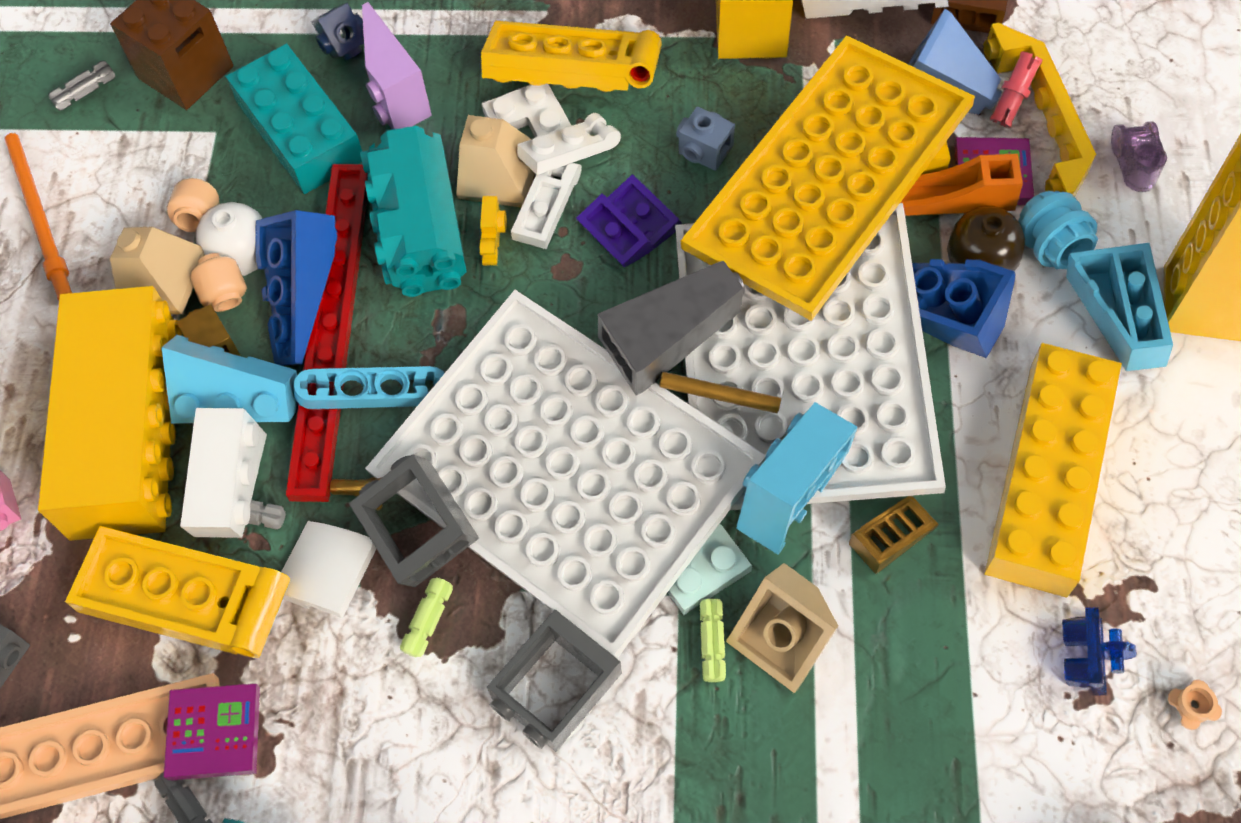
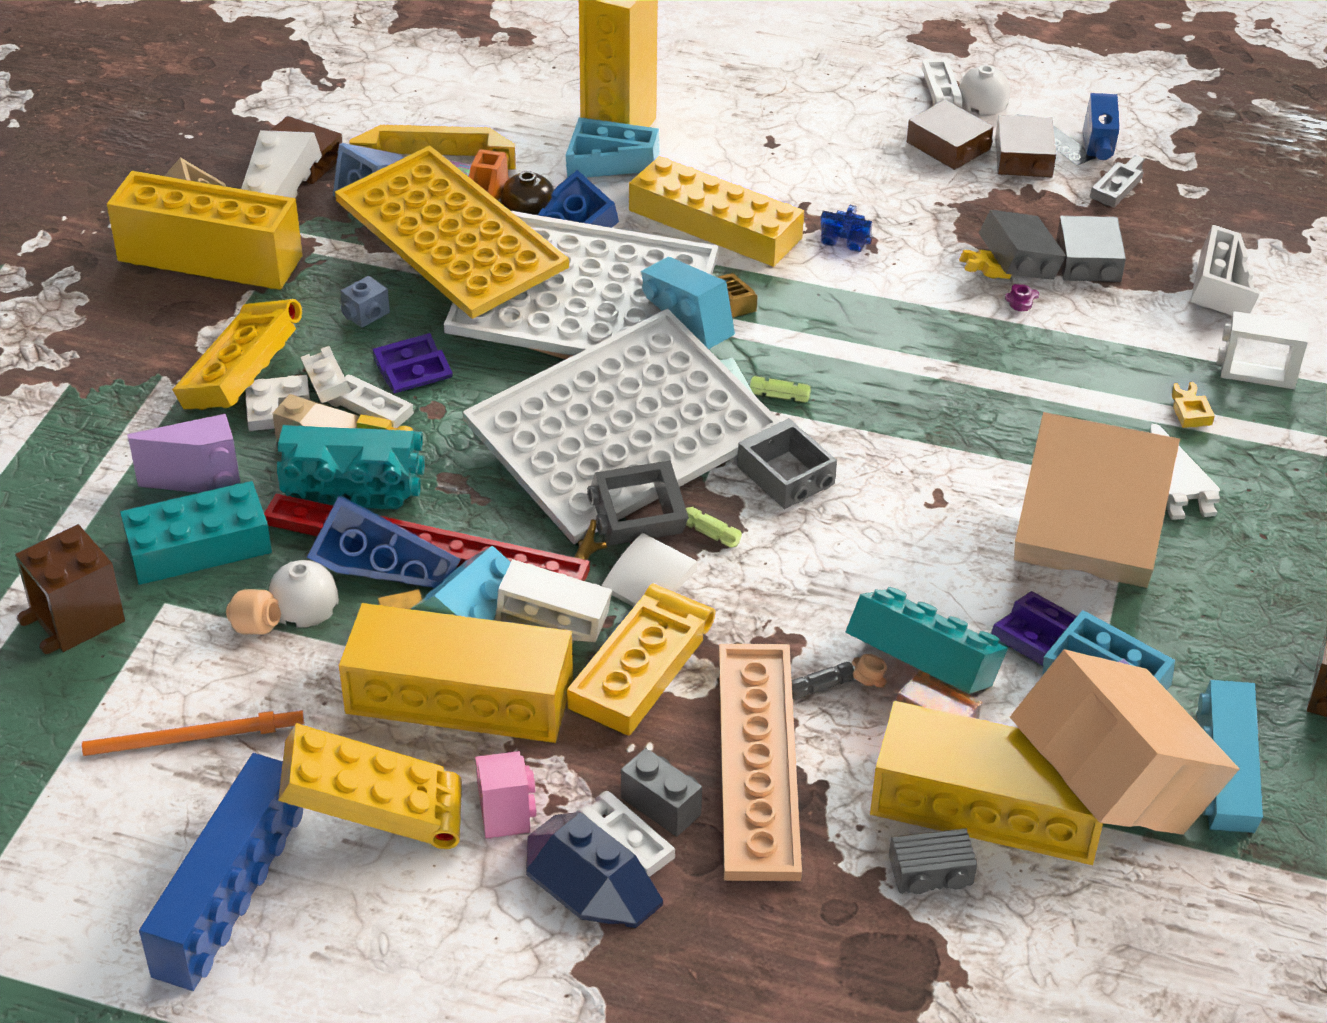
camera: 80 degrees left, 20 degrees down
(81, 85) = (51, 687): axle -> none
(156, 259) = (312, 641): tan slope -> none
(212, 732) = (770, 642): magenta tile -> none
(218, 282) = (347, 597): light nougat head -> none
(329, 27) = (117, 486): dark blue brick -> none
(370, 379) = (503, 517): medium azure beam -> none
(669, 323) = (545, 329): flat silver slope -> none
(720, 392) = (605, 323): pearl gold bar -> none
(784, 627) = (786, 347): tan slope -> none
(1016, 89) = (404, 140): coral pin -> none
(1057, 227) = (542, 159): medium azure piece -> none
(1139, 154) = (494, 114): clear purple piece -> none
(1204, 696) = (890, 202): light nougat plate -> none

